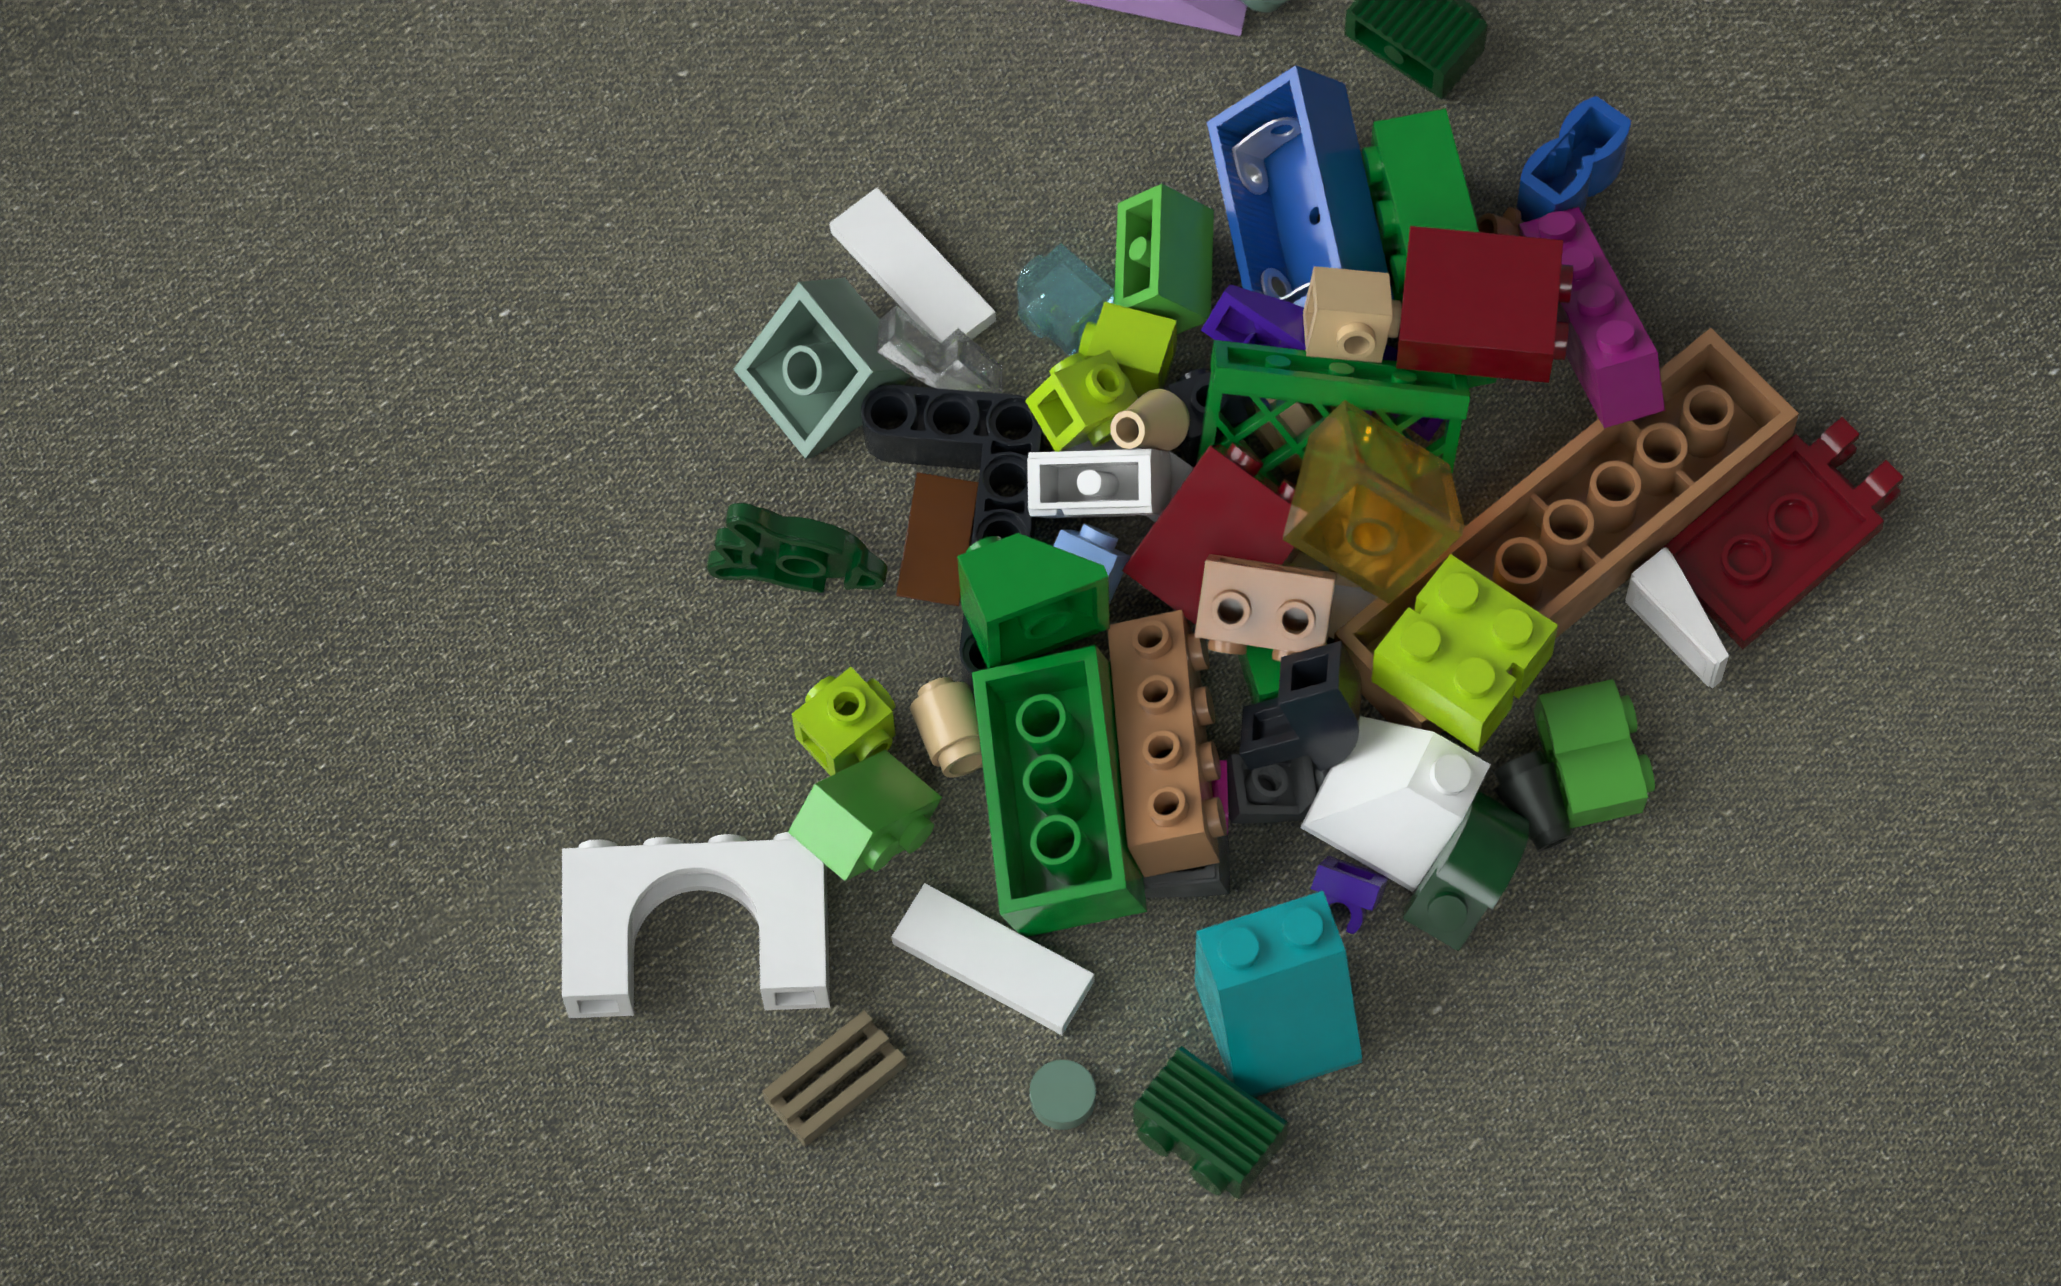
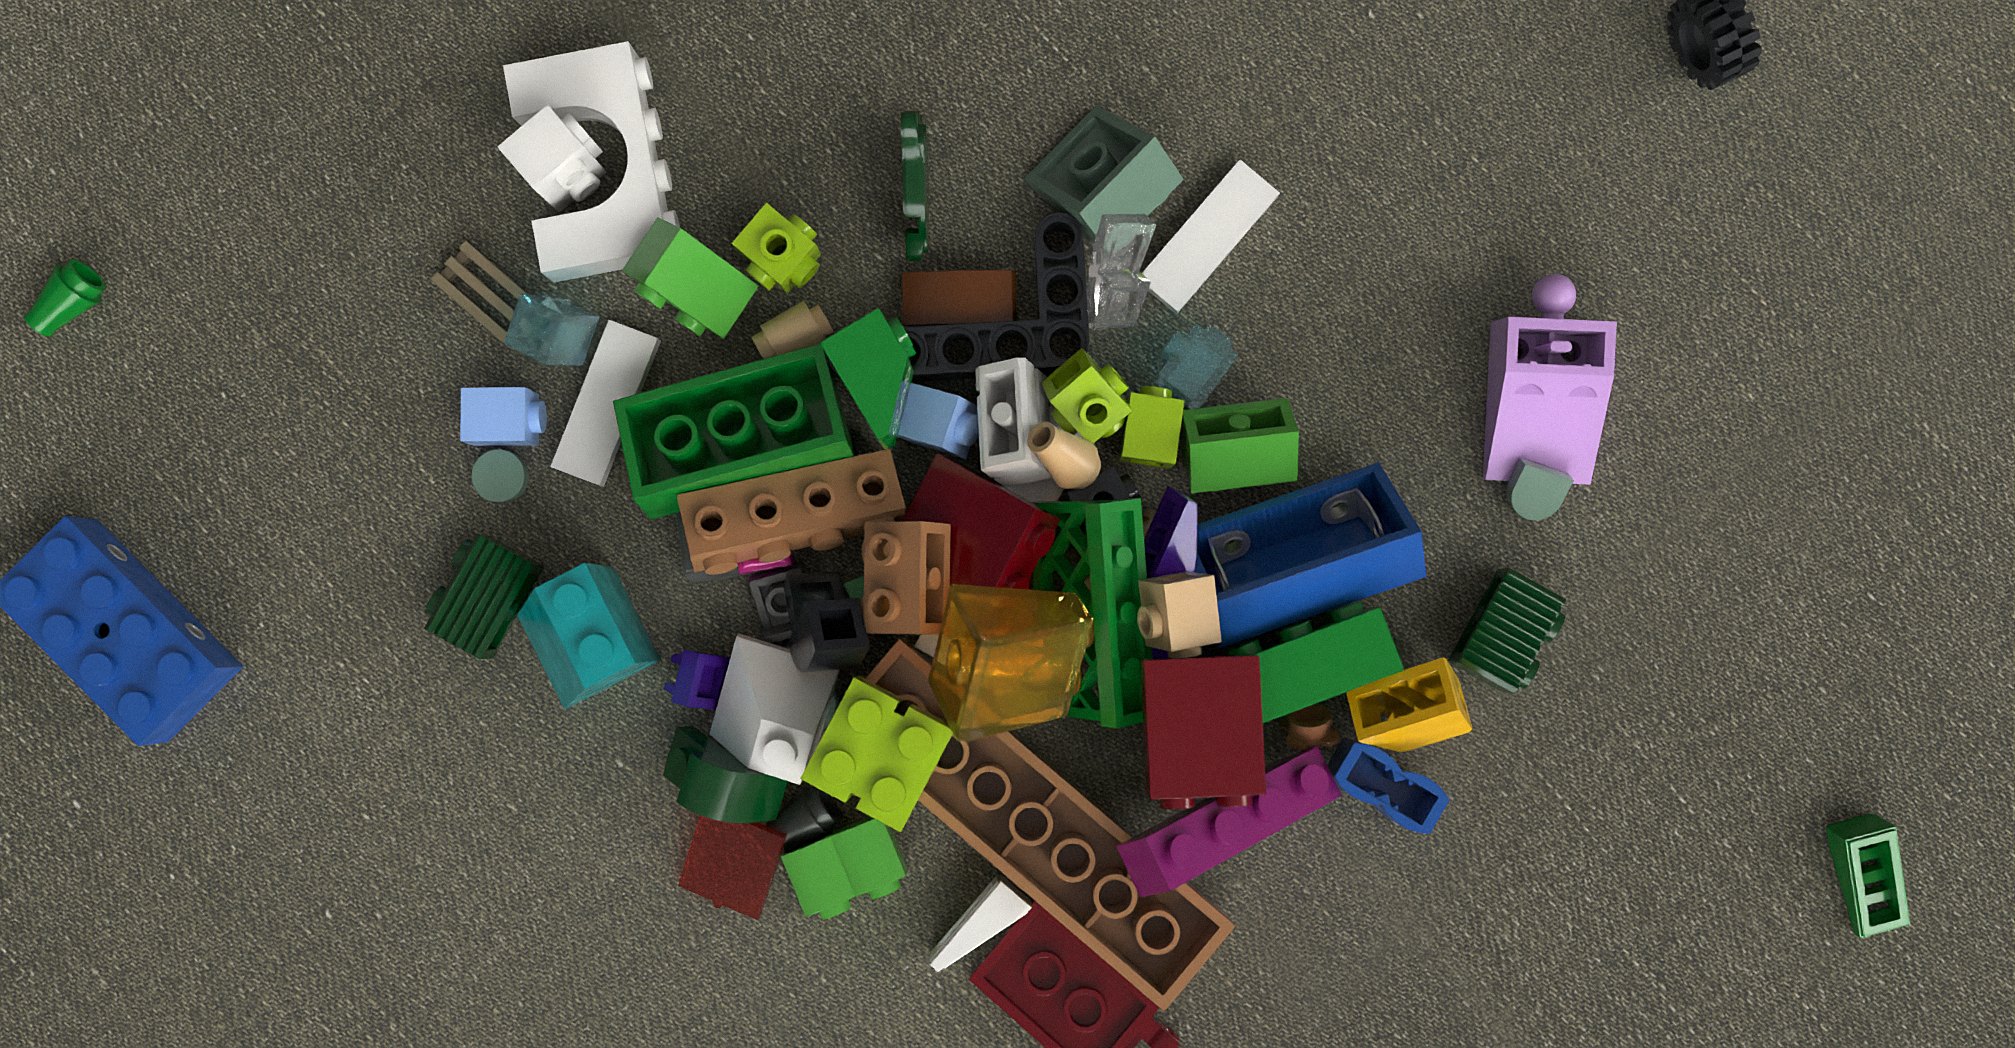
camera: 80 degrees right, 20 degrees up
(691, 949) = (555, 158): none -> white brick
(897, 989) = (551, 329): none -> clear light blue brick
(991, 1072) = (501, 416): none -> light blue brick
(1488, 113) = (1420, 706): none -> yellow torso
(1573, 880) = (733, 864): none -> clear red piece

